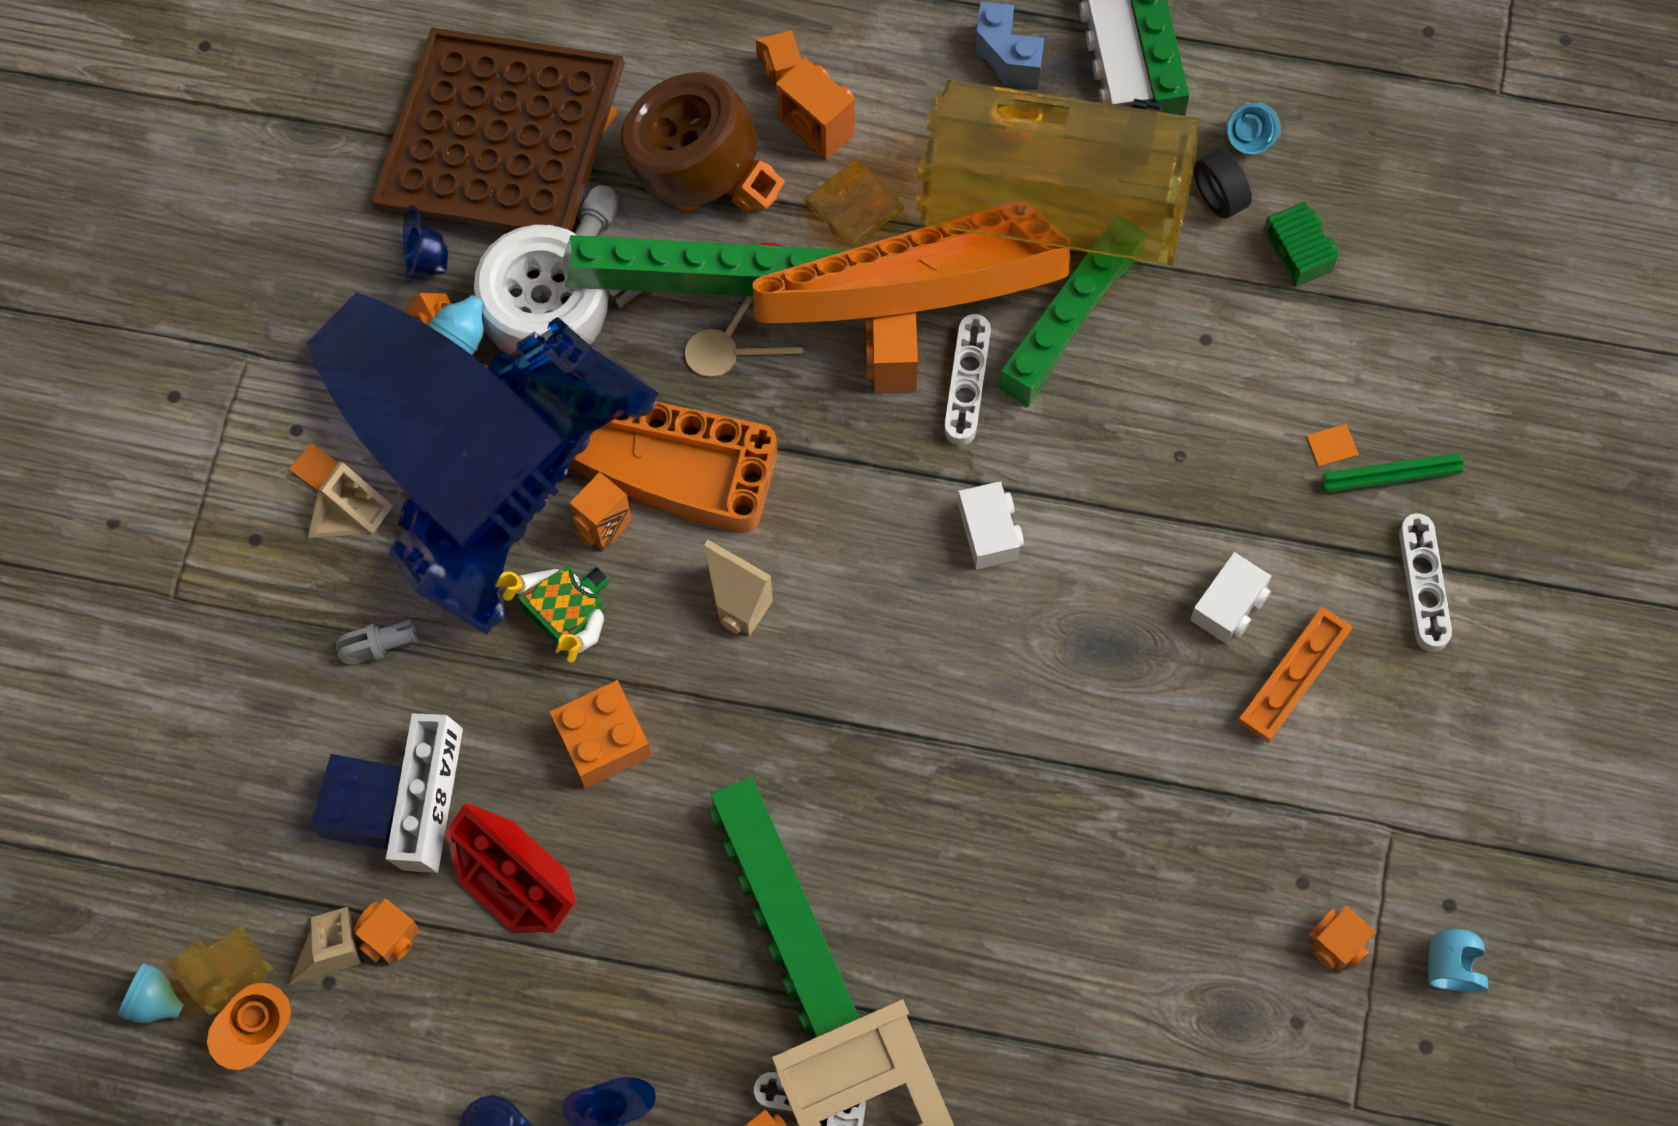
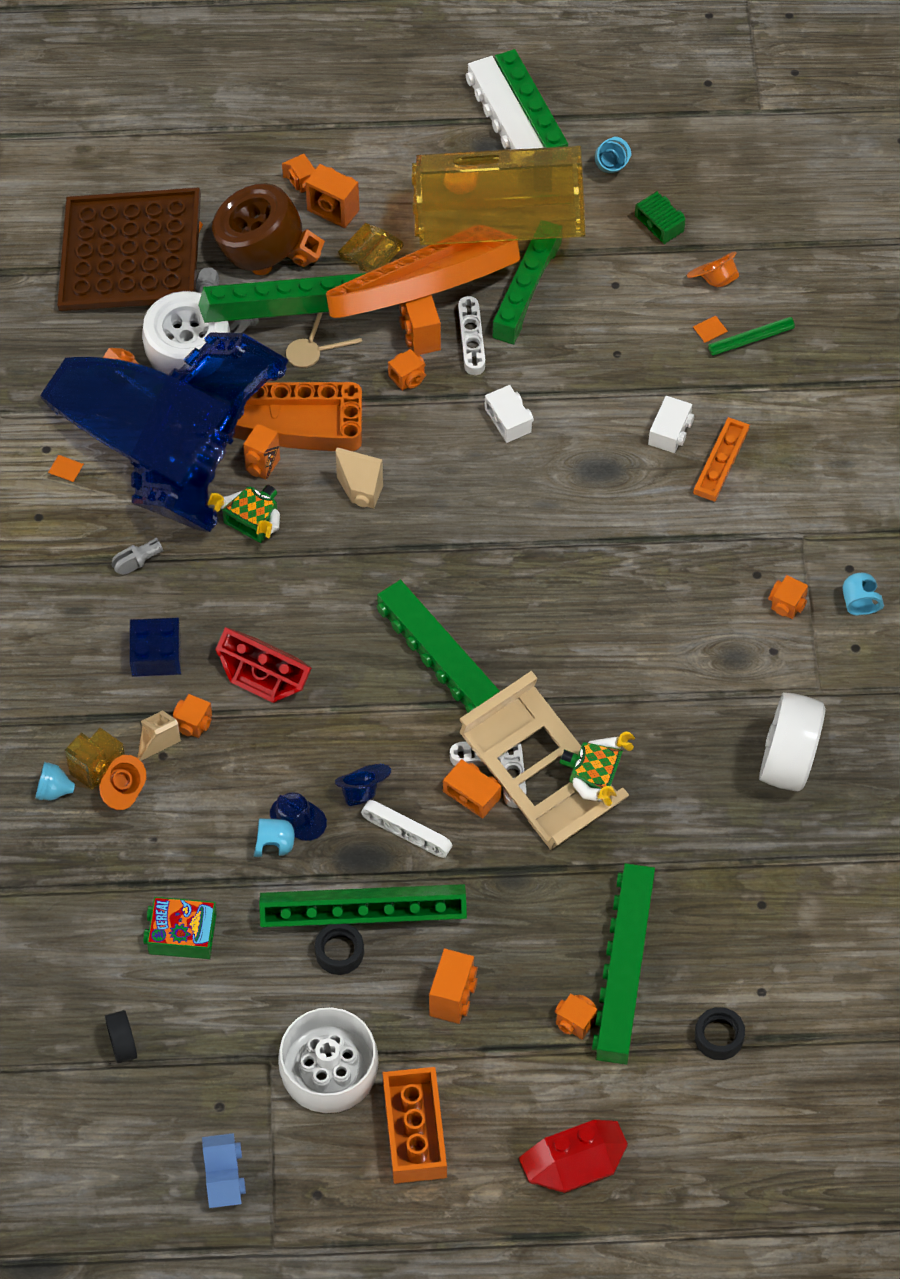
camera: 15 degrees left, 10 degrees down
(347, 506) = (95, 483): tan slope -> none
(422, 247) = (98, 325): clear blue piece -> none
(424, 793) = (195, 632): white brick -> none
(461, 323) = (143, 354): medium azure helmet -> none
(601, 734) = (297, 578): orange brick -> none
(856, 418) = (407, 370): none -> orange brick
(1013, 57) = (442, 140): medium blue brick -> none
(1222, 183) = (602, 191): black tyre -> none
(1364, 353) = (717, 272): none -> orange piece
(1420, 582) = (790, 392): white beam -> none

